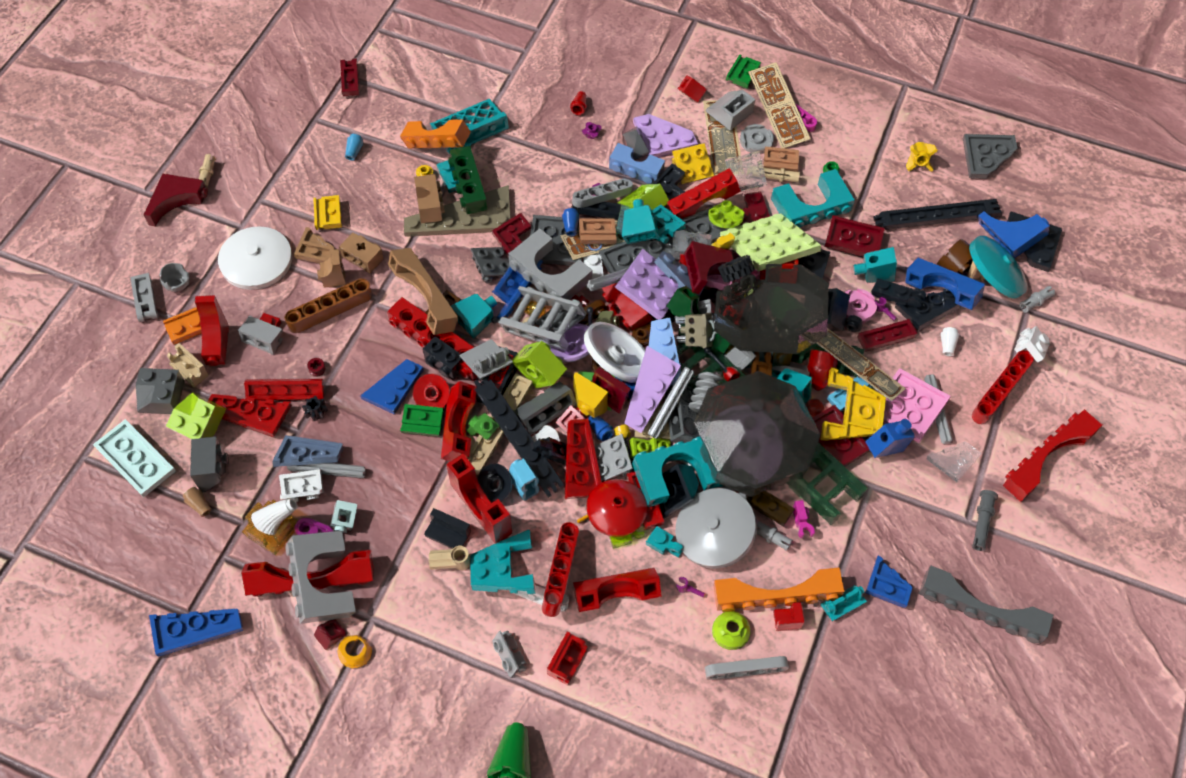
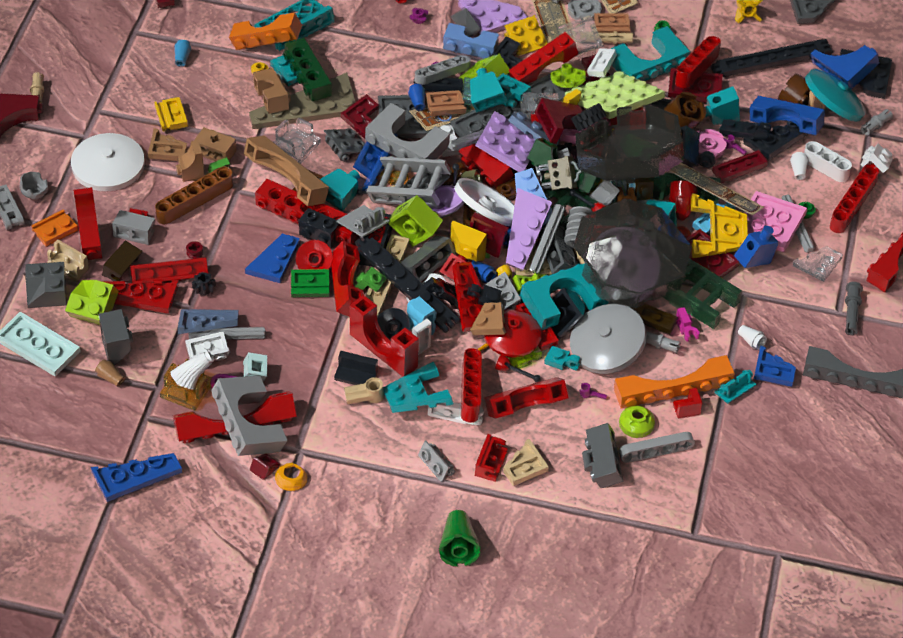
camera: 10 degrees left, 10 degrees down
(238, 372) = (120, 261): none -> dark brown hinge
(363, 274) = (217, 164): none -> bright green plate
(442, 255) = (296, 139): none -> clear panel
(520, 502) = (423, 332): none -> white plate
(594, 493) = (490, 320): none -> medium nougat wing
(598, 461) = (485, 294): none -> black plate
(602, 542) = (504, 364): none -> hinge
(602, 671) = (525, 464): none -> tan wing
(689, 673) = (603, 448): none -> dark grey piece
(762, 203) = (602, 62): none -> white plate
(839, 268) = (688, 109): none -> reddish brown brick
(860, 213) = (697, 62): none -> red beam
(871, 542) = (752, 337): none -> white cone
(954, 390) = (810, 209): none -> green plate
(988, 347) = (828, 161): none -> white beam

